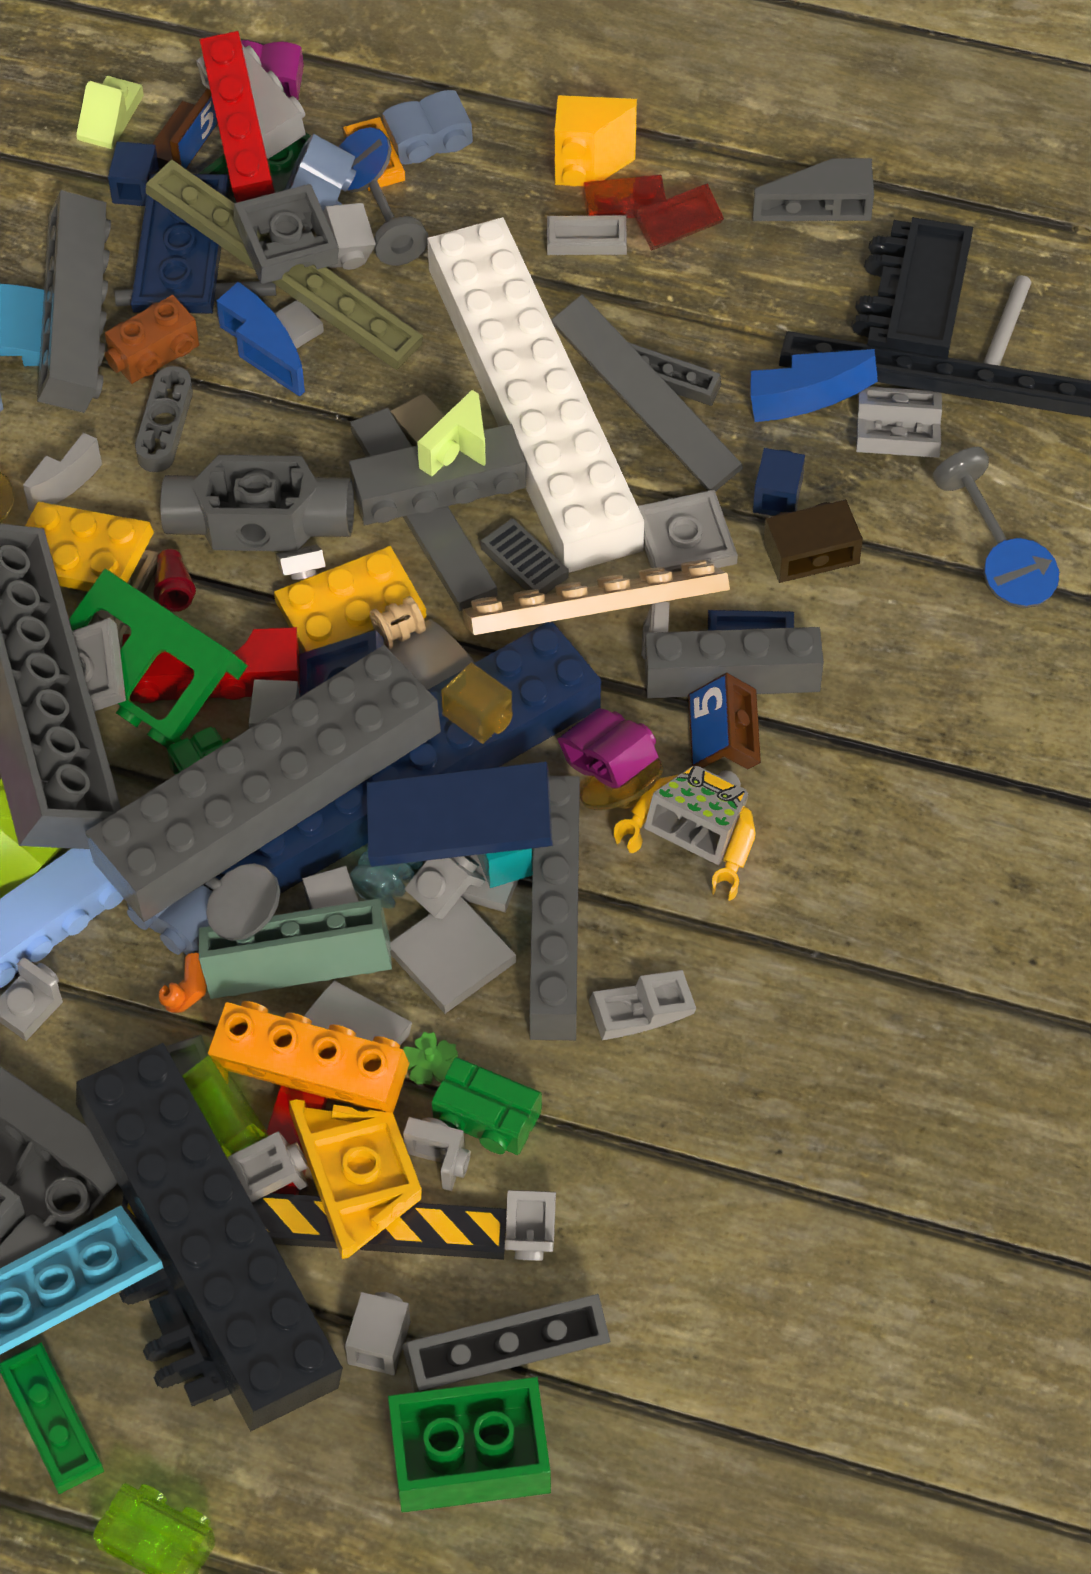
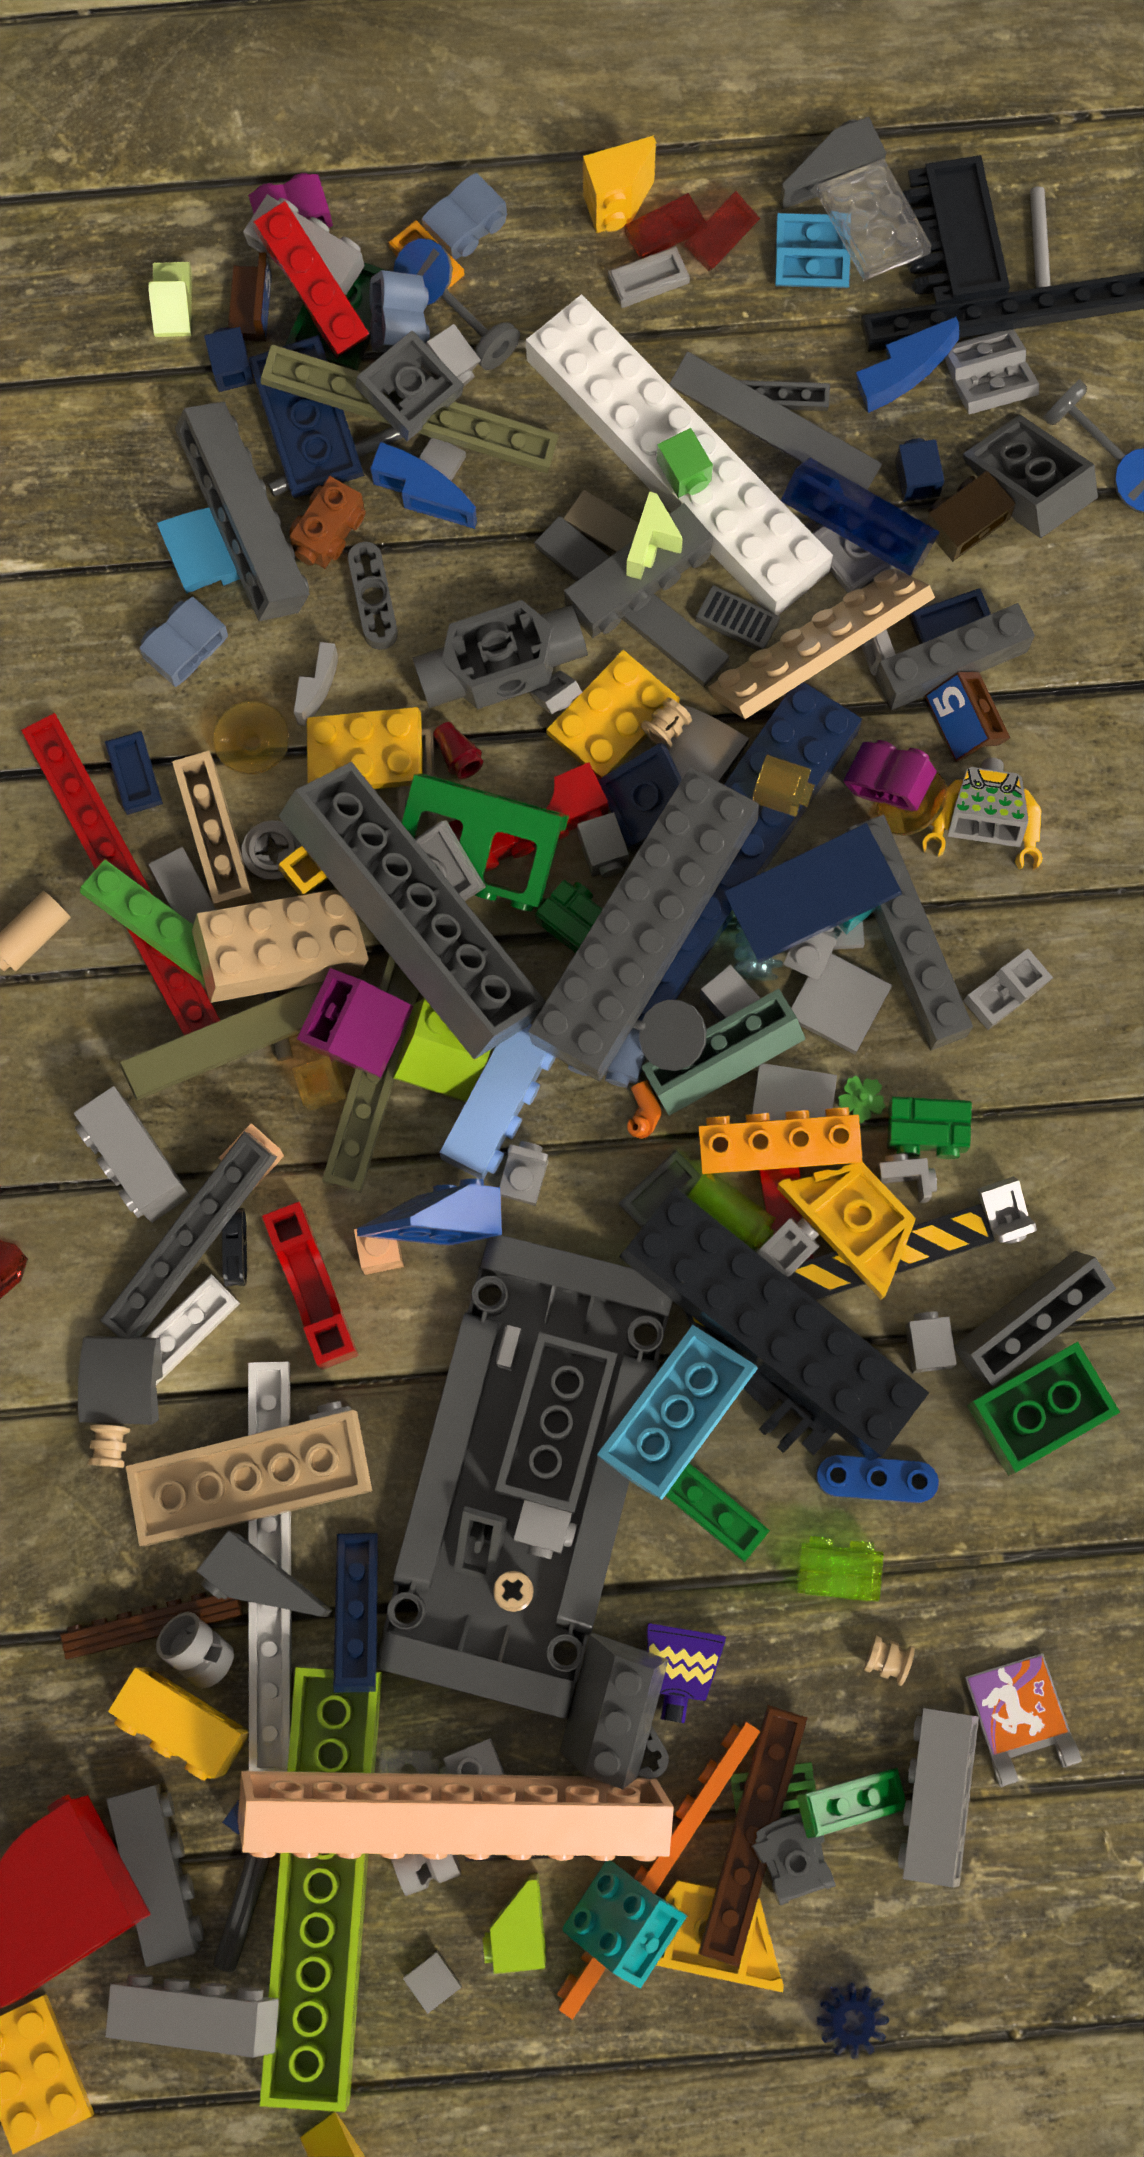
camera: 20 degrees left, 20 degrees up
(262, 1475) = (858, 1479): none -> blue plate
(525, 382) = (685, 463): none -> bright green brick
(690, 496) = (859, 516): none -> clear blue brick
(764, 261) = (810, 252): none -> dark azure slope
(835, 248) = (873, 219): none -> clear plate
(901, 527) = (1037, 473): none -> dark grey slope

